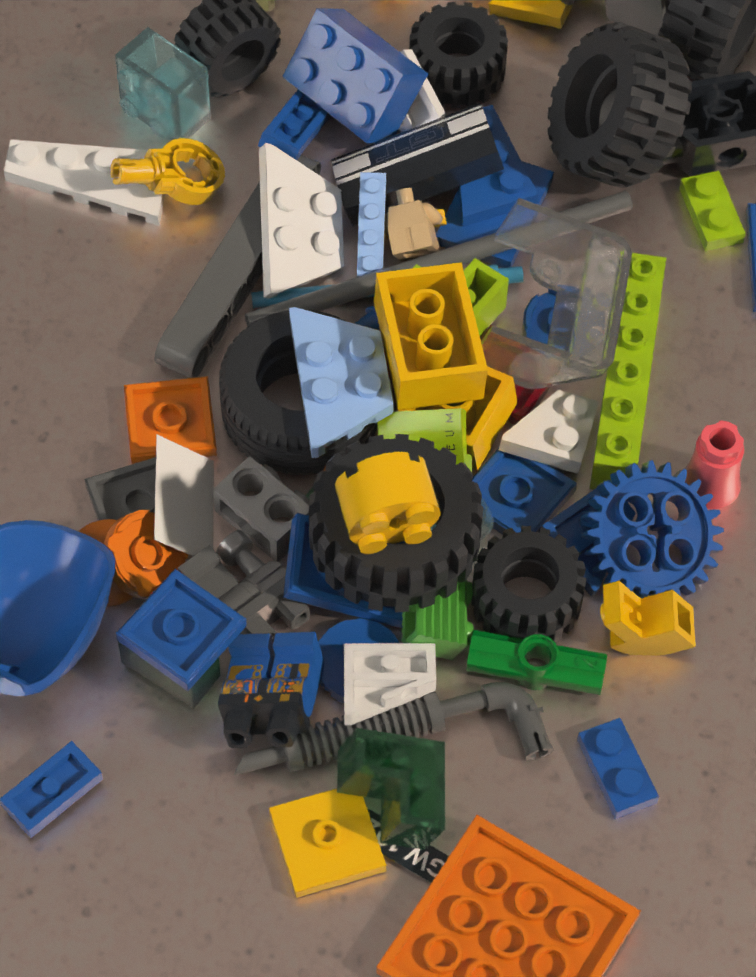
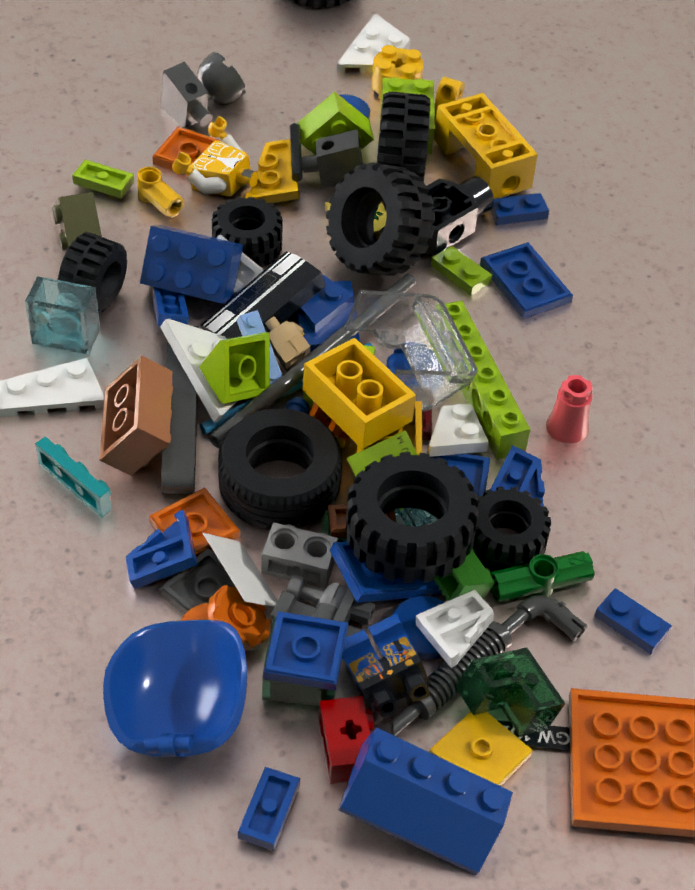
camera: 30 degrees left, 10 degrees down
(67, 300) = (74, 476): none -> teal plate
(108, 440) = (162, 554): none -> blue wing
(164, 176) = (94, 366): yellow pin -> none
(171, 254) = (136, 416): none -> nougat brick
(181, 728) = (338, 722): none -> red brick
(212, 864) = (425, 801): none -> blue slope
(322, 241) = (239, 367): none -> lime slope
(339, 377) = (310, 443): light blue wing -> none
(388, 501) = (419, 493): yellow brick -> none
(647, 624) = (594, 522): yellow brick -> none
(690, 533) = (562, 465): blue gear -> none

